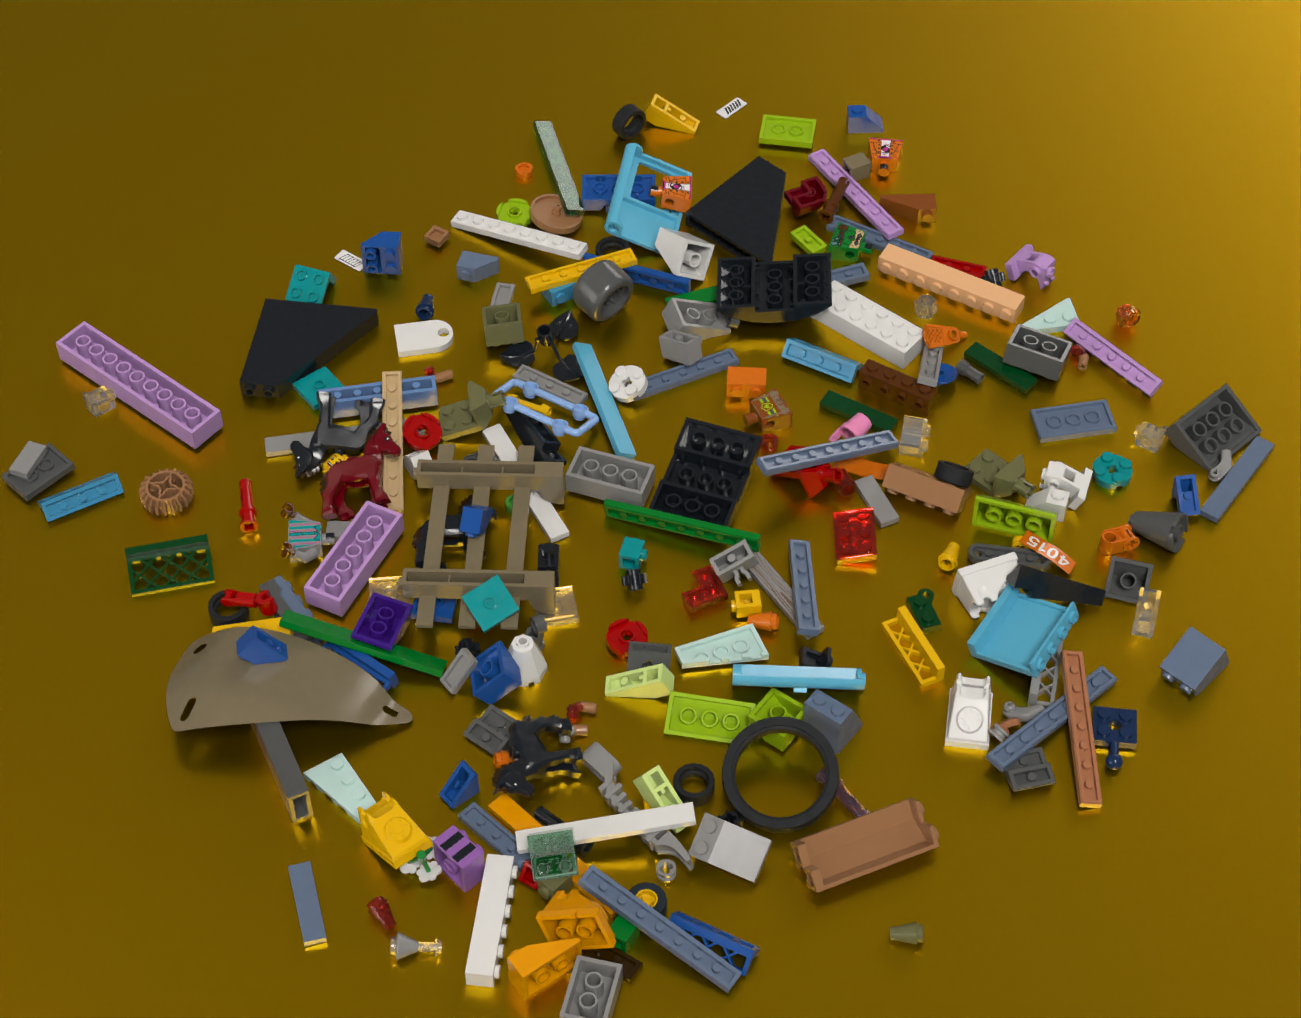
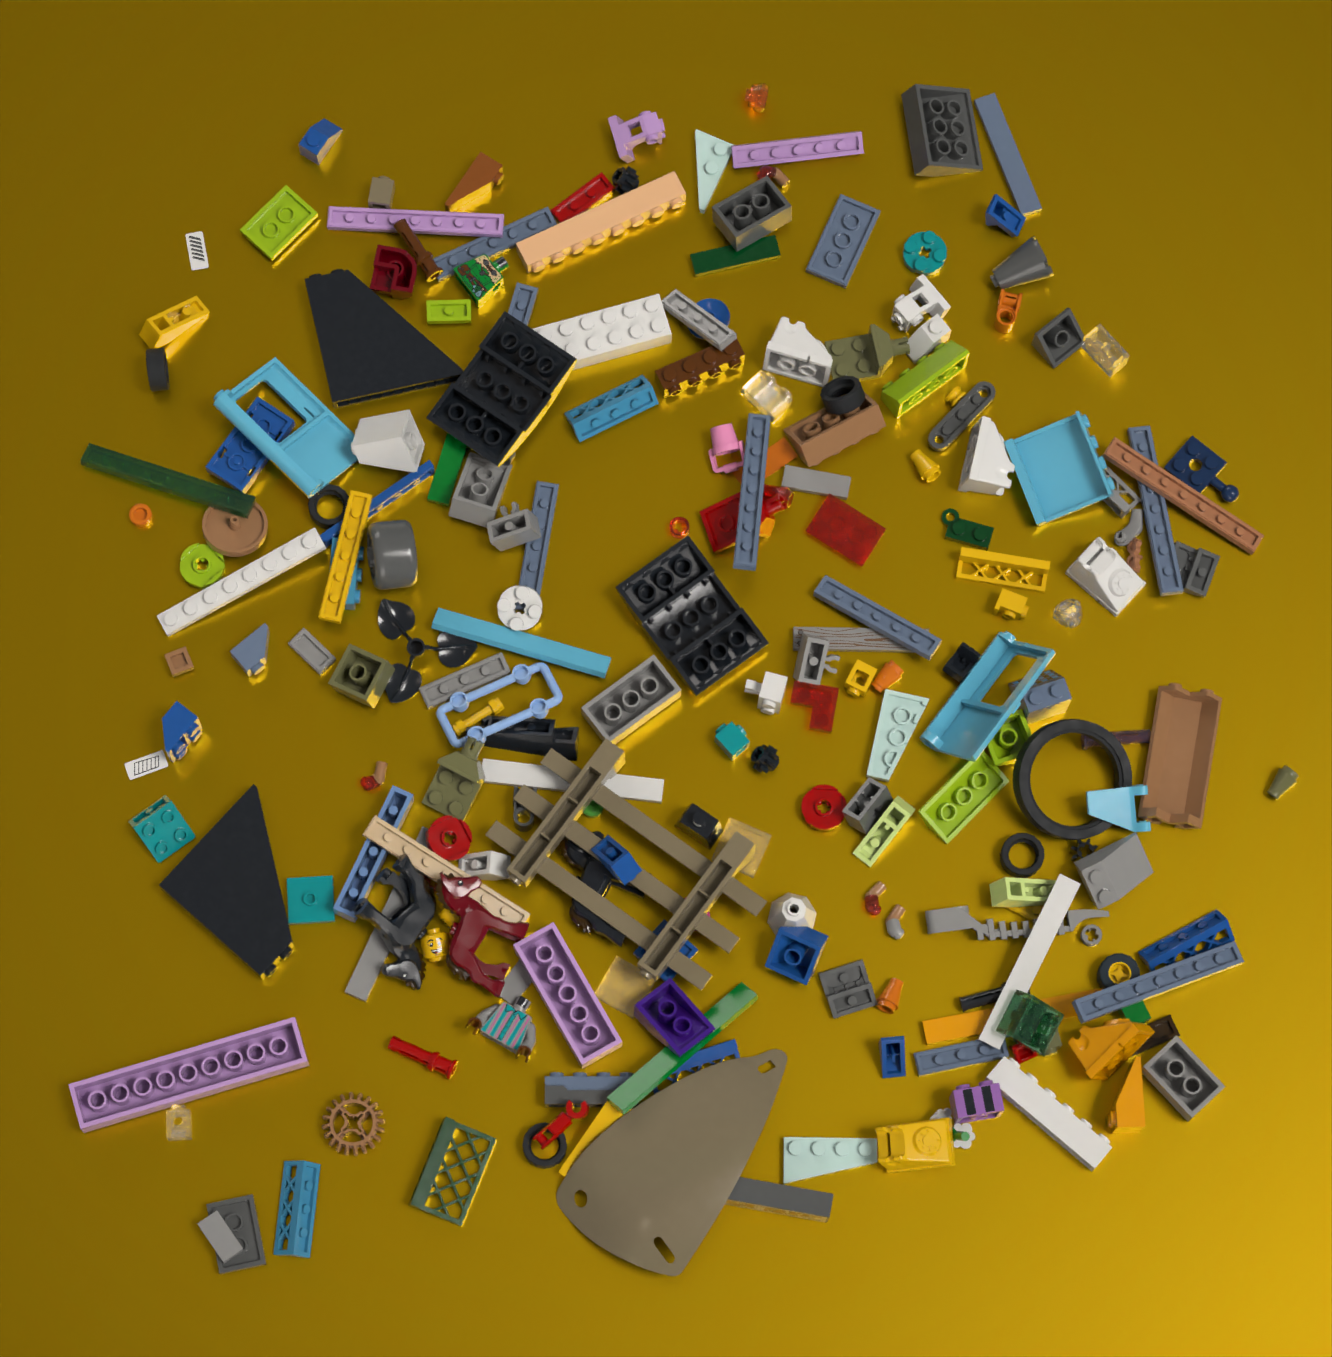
camera: 60 degrees left, 25 degrees up
(260, 647) = (645, 1146): blue slope -> none
(307, 903) = (925, 1258): sand blue tile -> none
(381, 912) = (978, 1200): clear red cone -> none
(405, 946) = (1027, 1203): piece -> none
(422, 337) = (311, 762): white tile -> none
(425, 308) = (274, 733): dark blue cone -> none
(459, 671) = (768, 980): light grey tile -> none
(468, 643) = (746, 958): black gear -> none
(490, 603) = (732, 910): teal plate -> none
(531, 757) = (909, 976): black animal -> none
(537, 630) = (773, 880): dark grey connector -> none
(674, 192) = (302, 396): orange torso -> none
(680, 524) = (732, 675): green tile -> none
(686, 551) = (770, 692): none -> white brick
(746, 382) = (594, 498): orange brick -> none
(769, 412) = (646, 503): dark orange torso -> none
(784, 818) = (1118, 806): none -> medium azure flag
(848, 408) = (699, 422): dark green tile -> none
(885, 155) = (385, 156): orange torso -> none
(889, 665) = (1011, 605): none -> yellow brick
(916, 706) = (1068, 613): none -> clear cone
(925, 306) = (614, 273): clear gear -> none
(940, 335) = (665, 283): orange piece -> none
(958, 429) = (797, 354): none -> white piece
(965, 369) = (717, 289): dark grey pin -> none
(998, 732) = (1145, 567): light grey bush -> none
(1048, 550) = (980, 379): orange sticker -> none
(1053, 587) = (1034, 409): black wedge -> none
(1149, 436) = (912, 191): clear brick -> none
(1194, 662) = (1181, 352): sand blue slope -> none
(1222, 468) = (989, 156): light grey arm -> none

